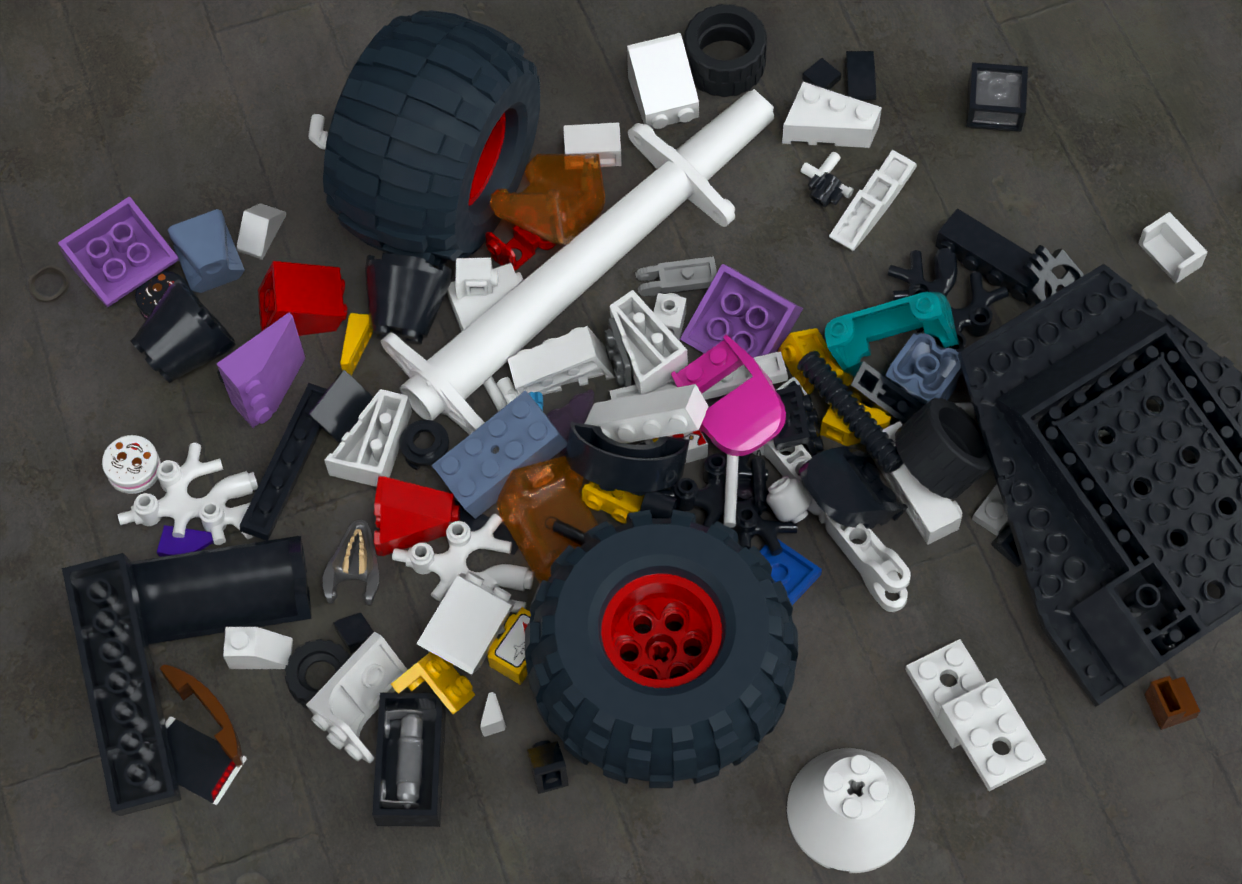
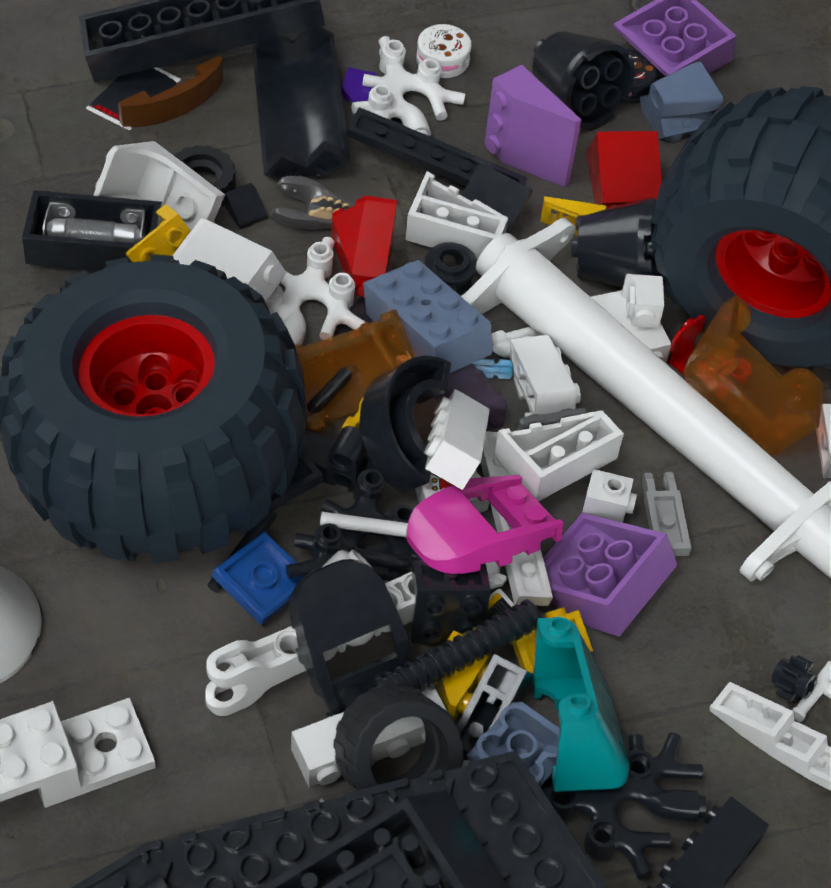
camera: 85 degrees right, 10 degrees down
(256, 648) = (236, 128): white slope -> none

